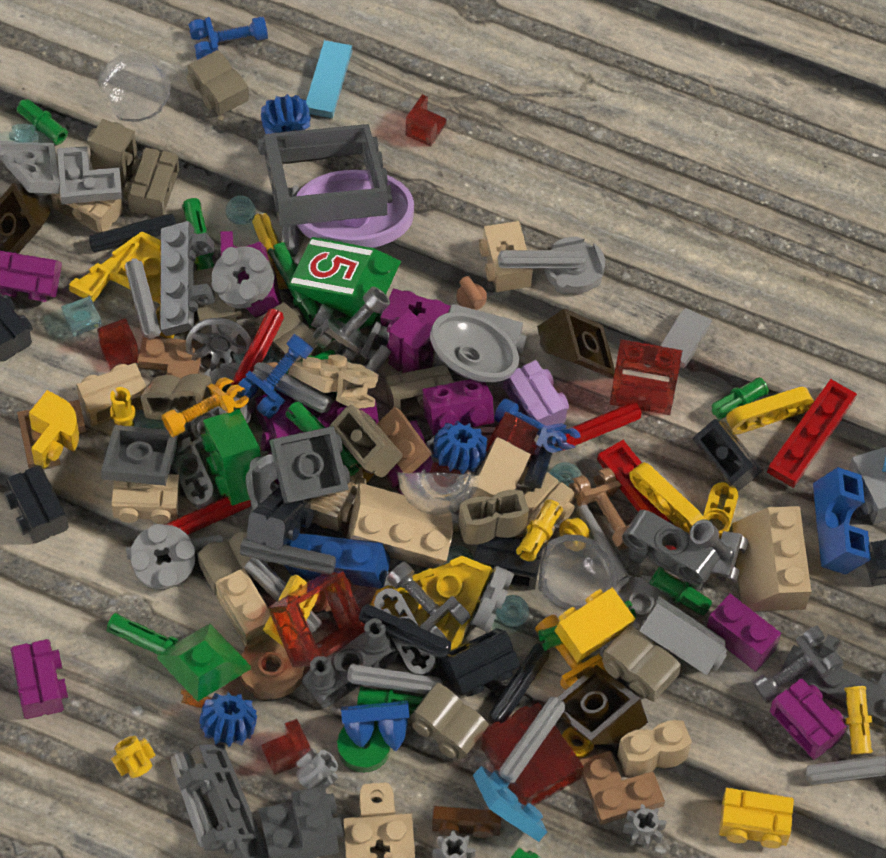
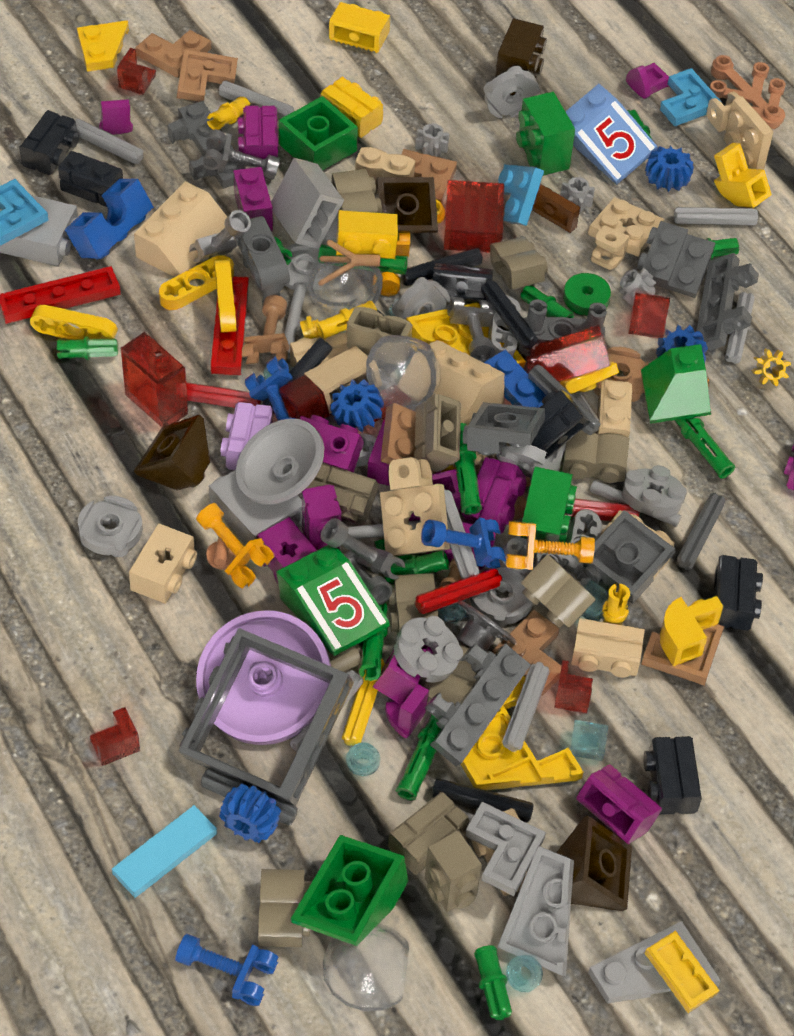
camera: 145 degrees left, 5 degrees down
(101, 553) = (700, 531): none -> dark grey axle
(172, 98) = (352, 891): none -> green slope
(391, 679) = (555, 307): light grey axle -> none
(391, 719) = (569, 286): blue tile -> none
(449, 289) = (255, 550): none -> light orange bar
(532, 739) = (472, 204): light grey axle -> none
(541, 259) = (145, 521): light grey axle -> none
(583, 590) = (351, 259): none -> medium nougat plant
(687, 334) = (86, 412): light grey slope -> none
(727, 454) = (143, 304): black brick -> none
(751, 744) = (318, 134): none -> green brick

